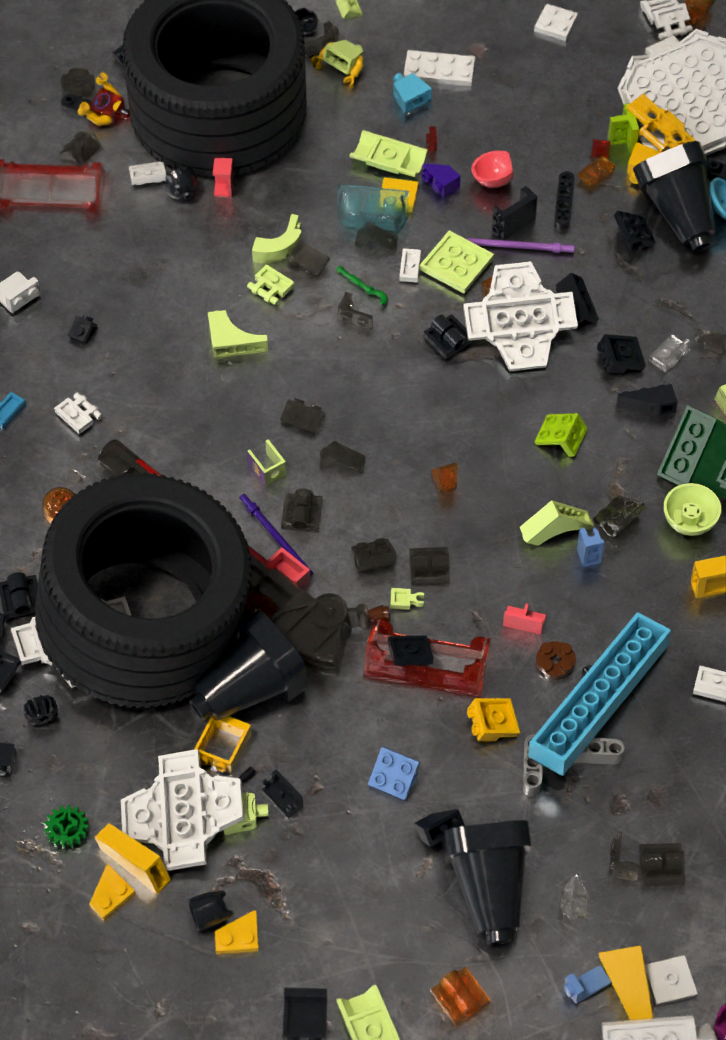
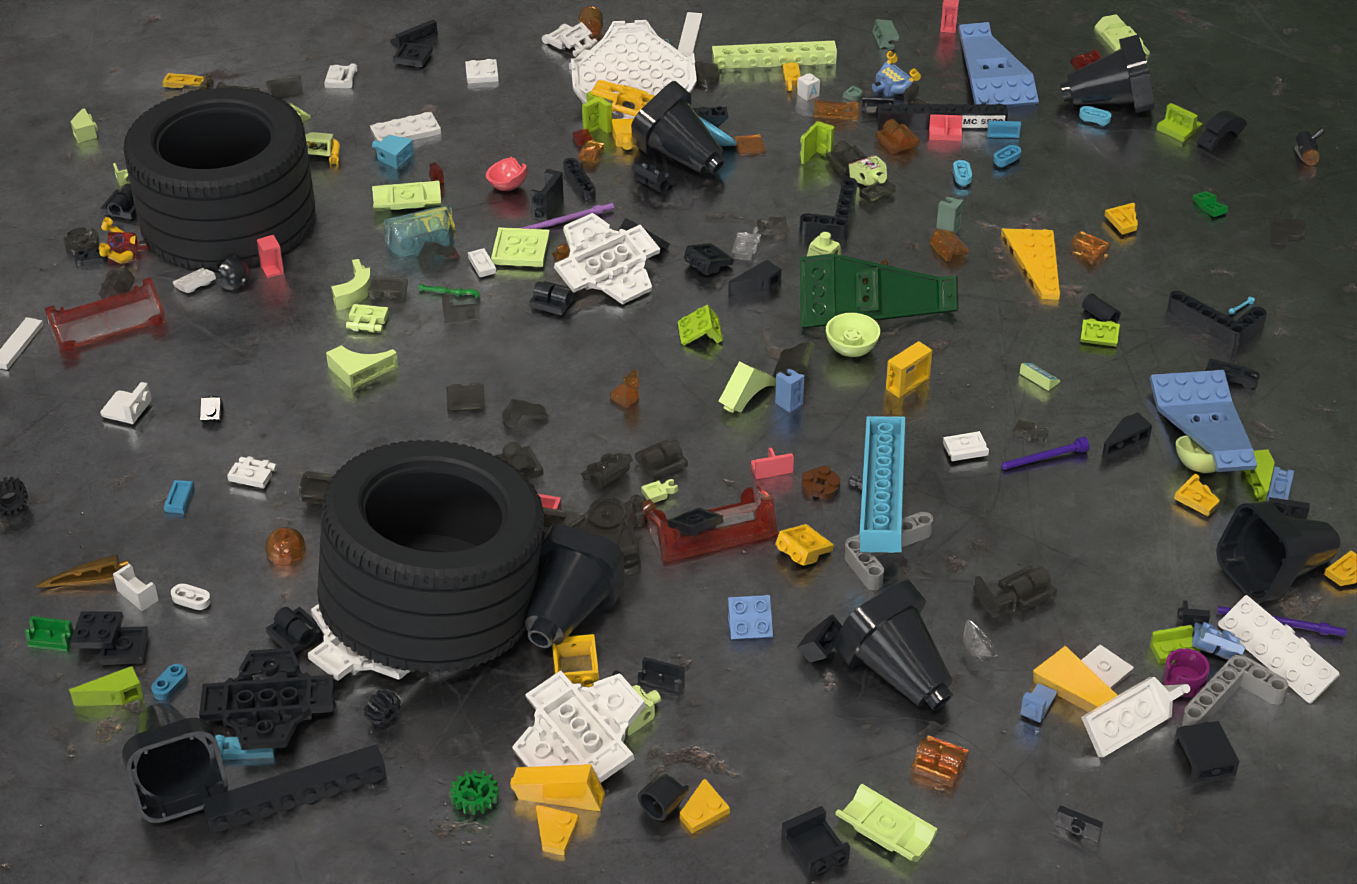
camera: 30 degrees left, 15 degrees down
(265, 475) = (462, 434): yellowish green piece -> none
(441, 178) = (463, 196): dark purple slope -> none

